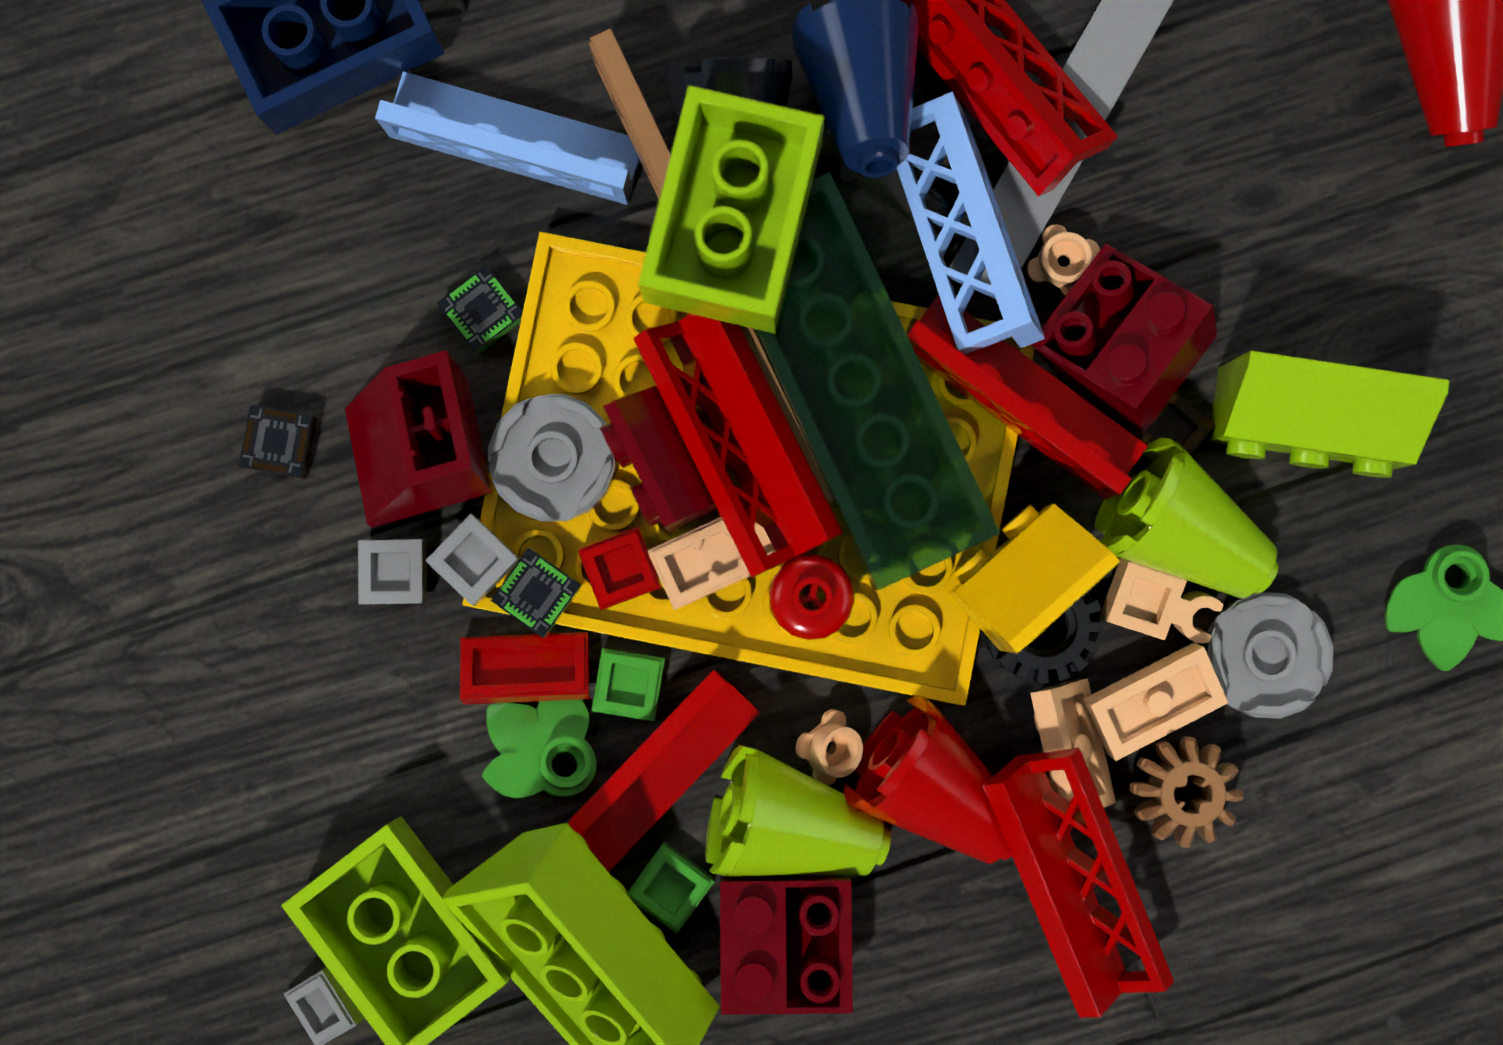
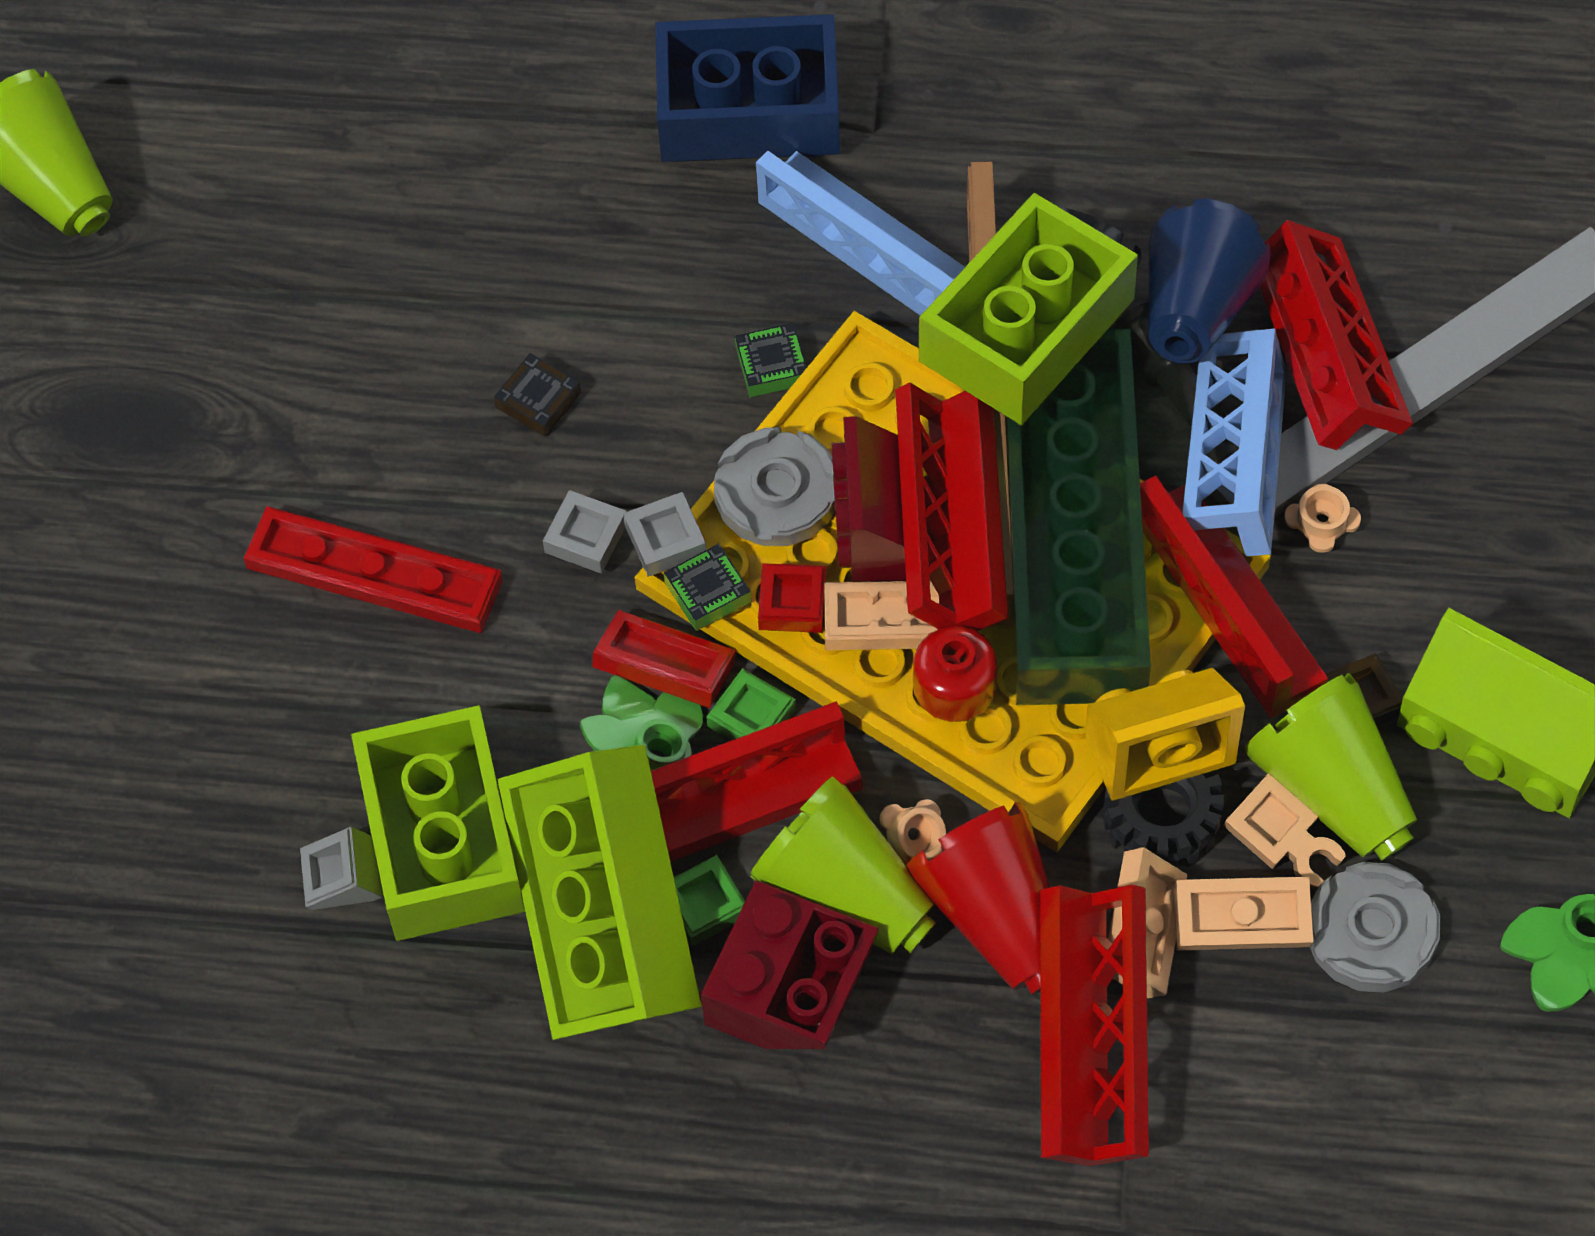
camera: 25 degrees right, 25 degrees down
(211, 689) = (373, 569): none -> red tile
(417, 440) = (664, 425): dark red slope -> none
(1126, 337) = (1352, 592): dark red slope -> none
(1198, 809) = (1257, 1019): medium nougat gear -> none

